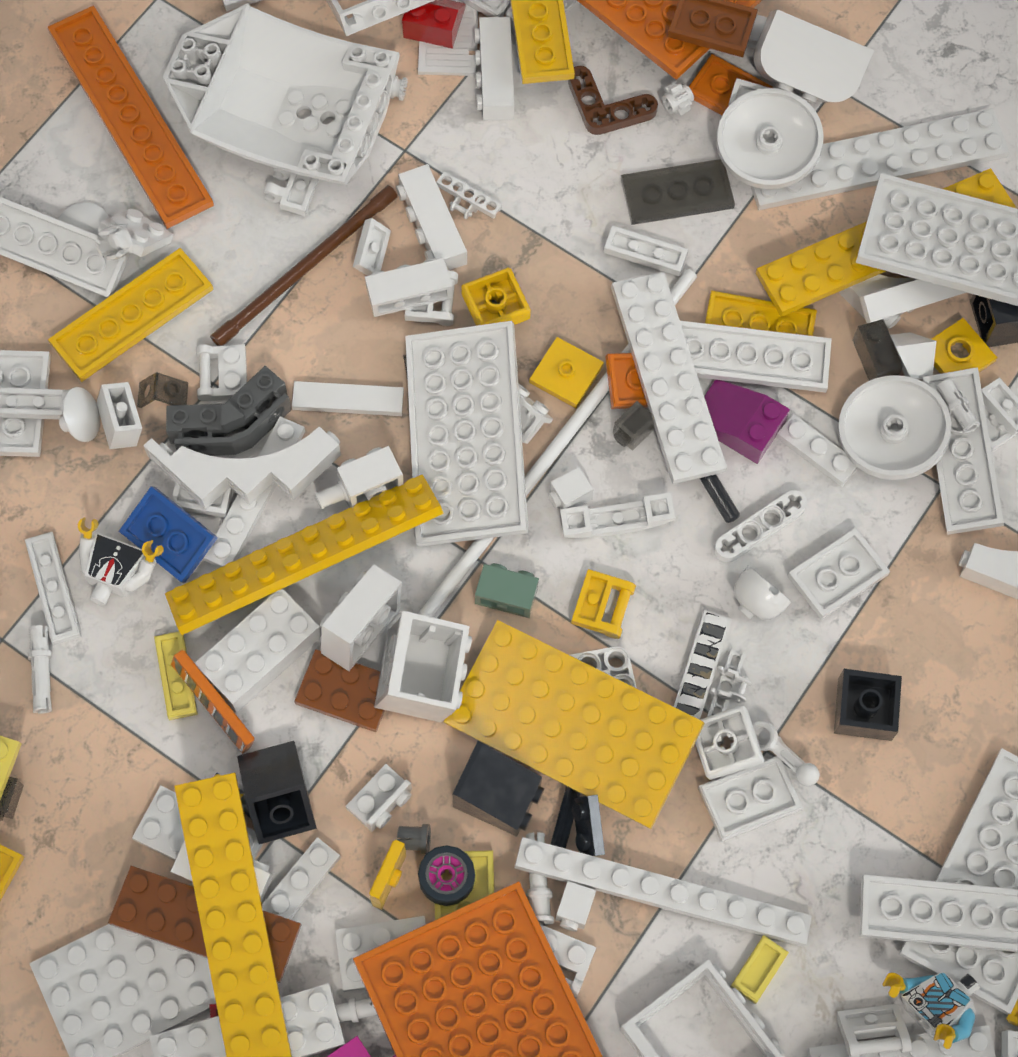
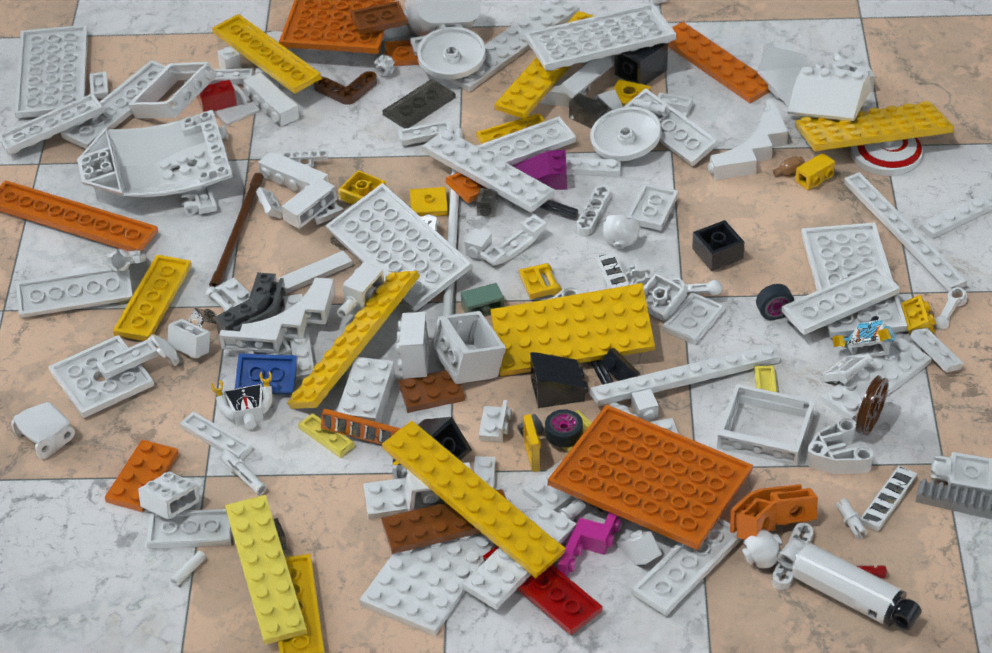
camera: 30 degrees left, 25 degrees down
(865, 854) = (772, 299): none -> black wheel

